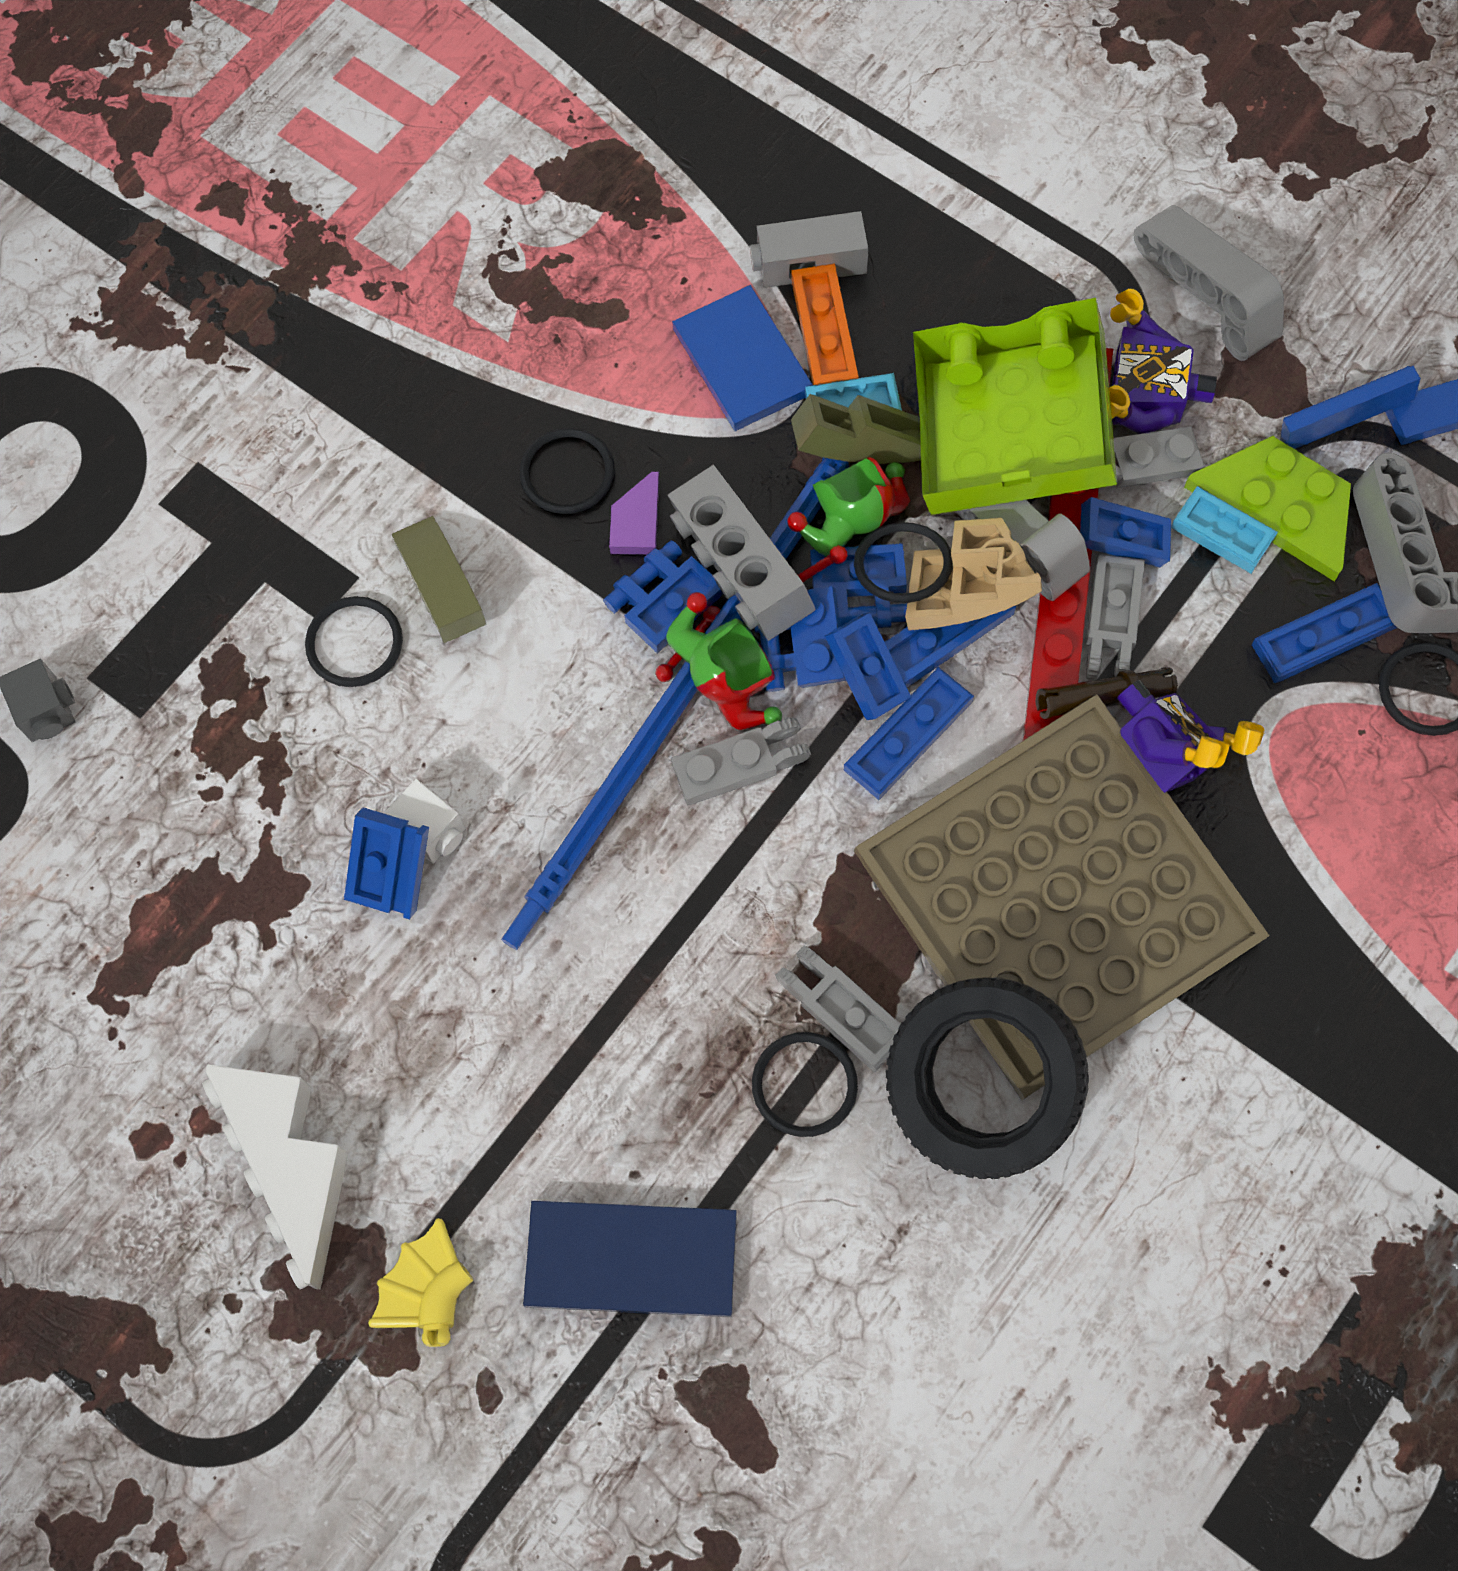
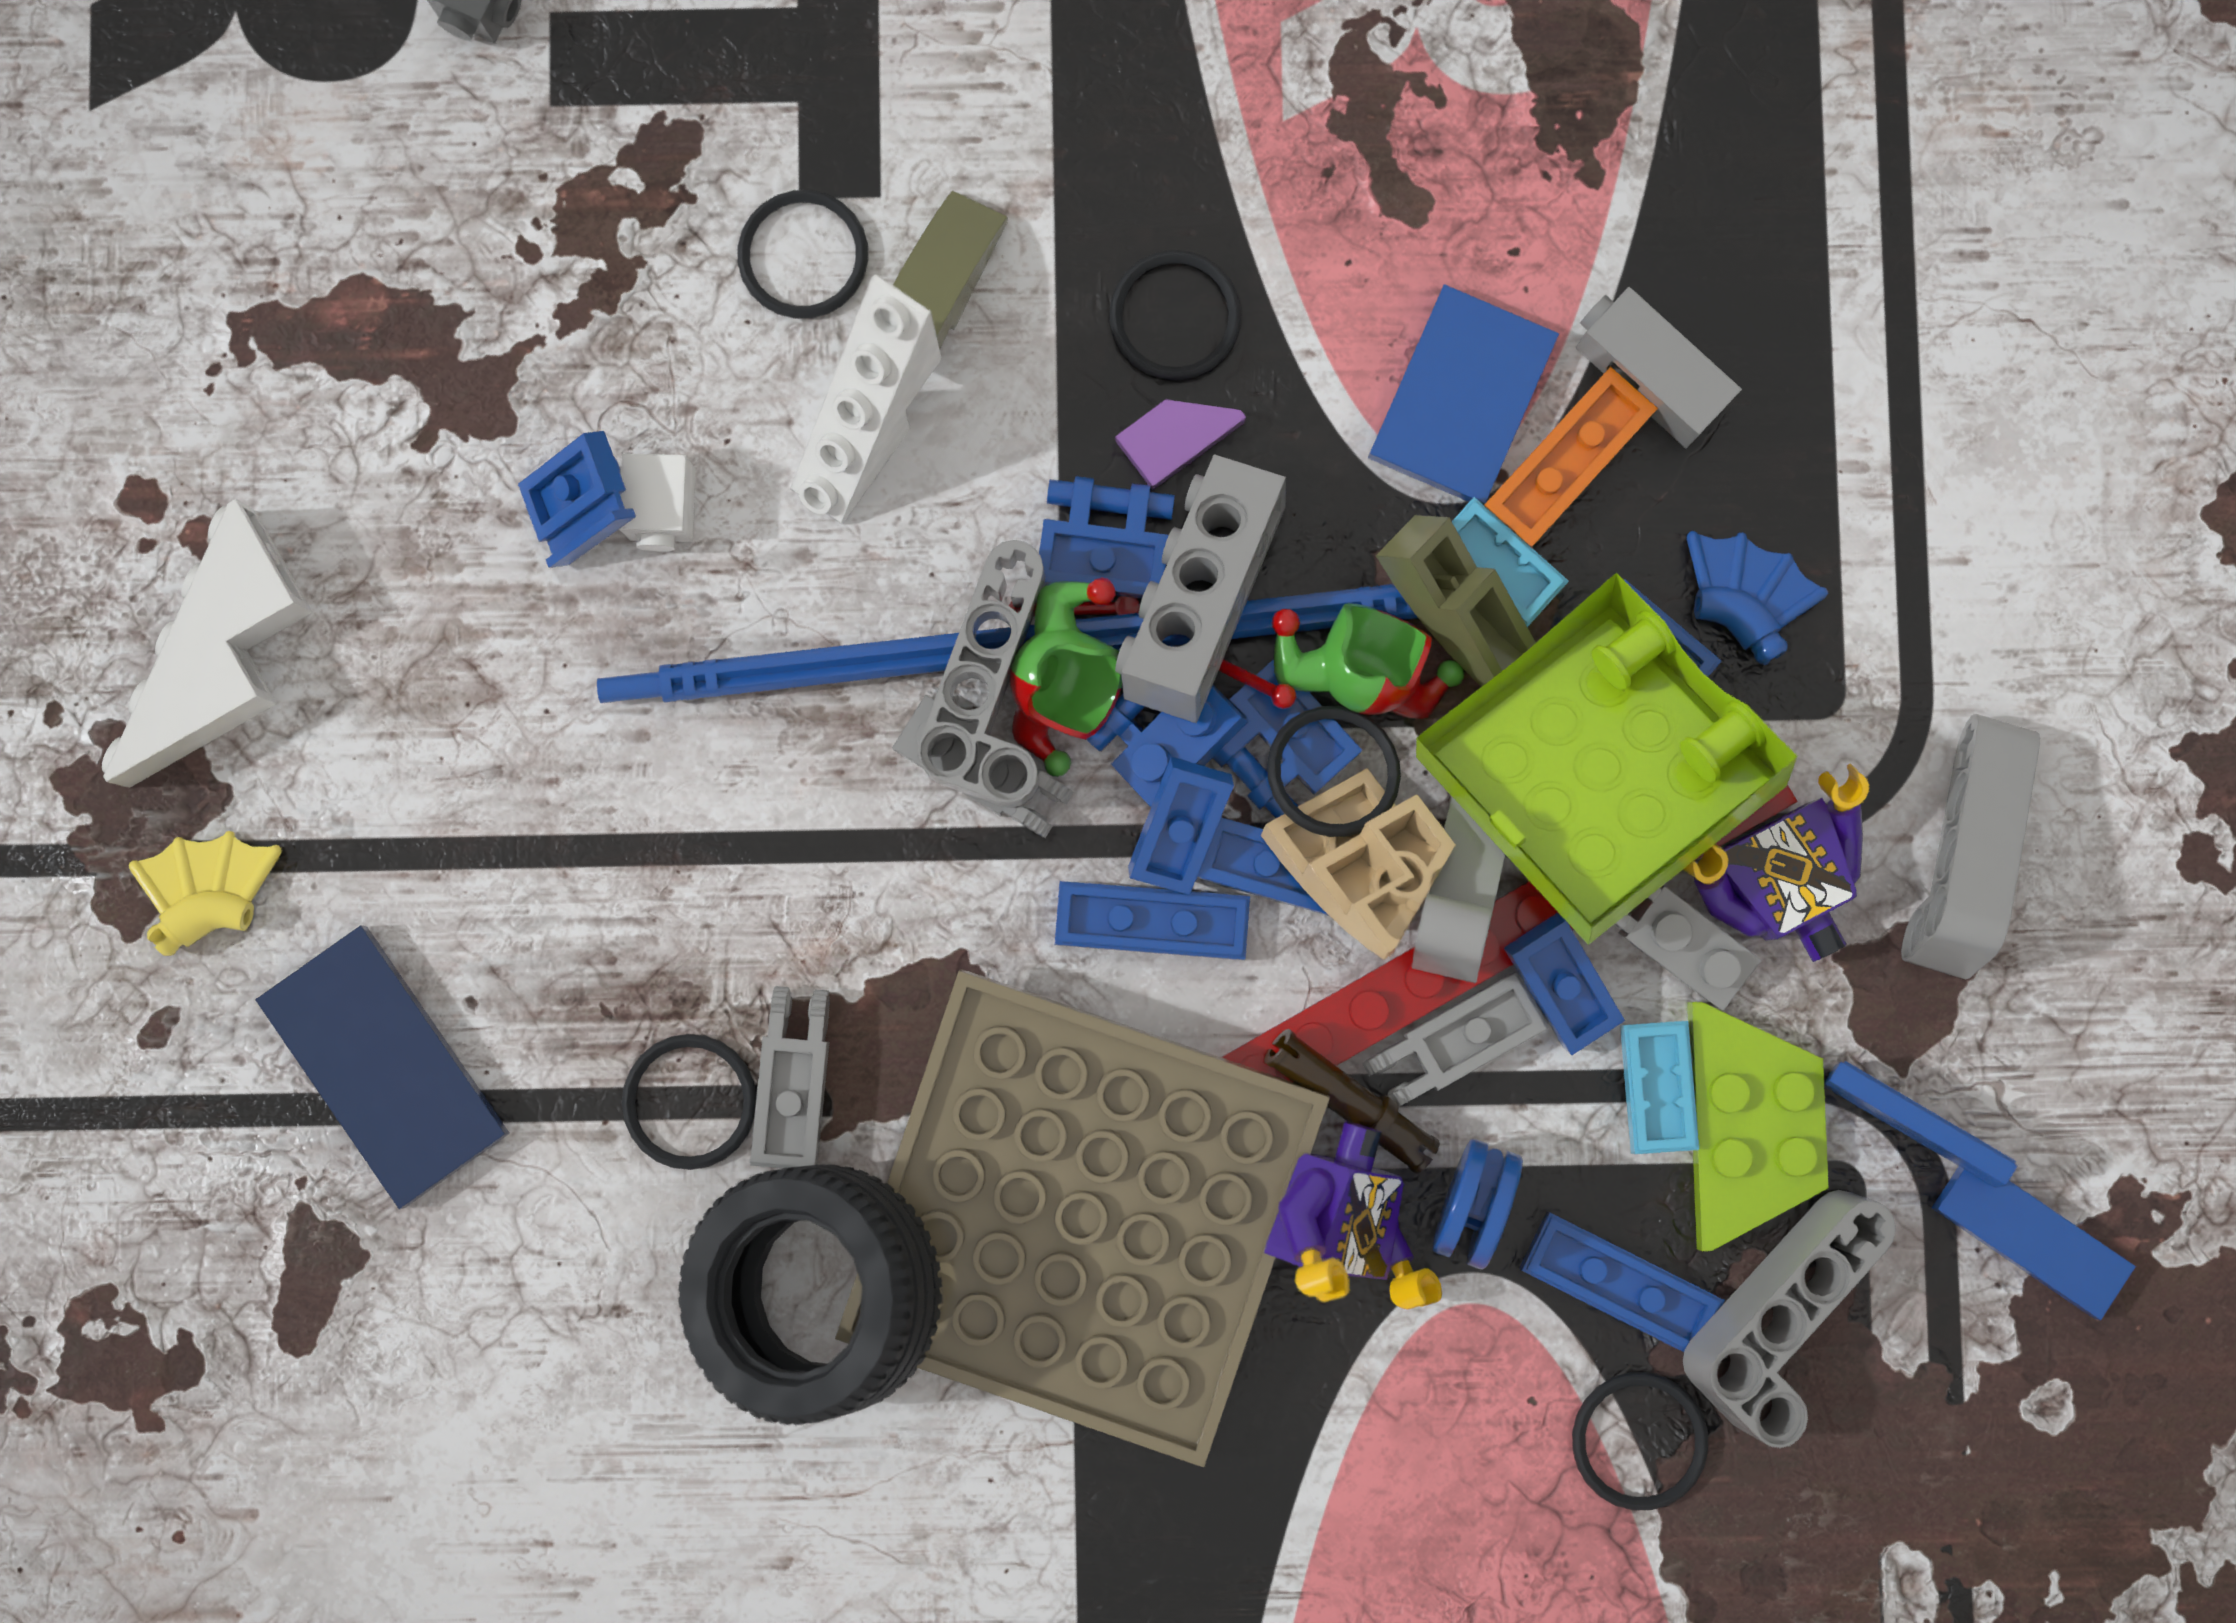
camera: 50 degrees right, 15 degrees up
(475, 642) = (864, 410): none -> white slope
(692, 699) = (993, 668): none -> light grey beam
(974, 294) = (1750, 591): none -> blue arm
(1222, 665) = (1479, 1200): none -> blue head

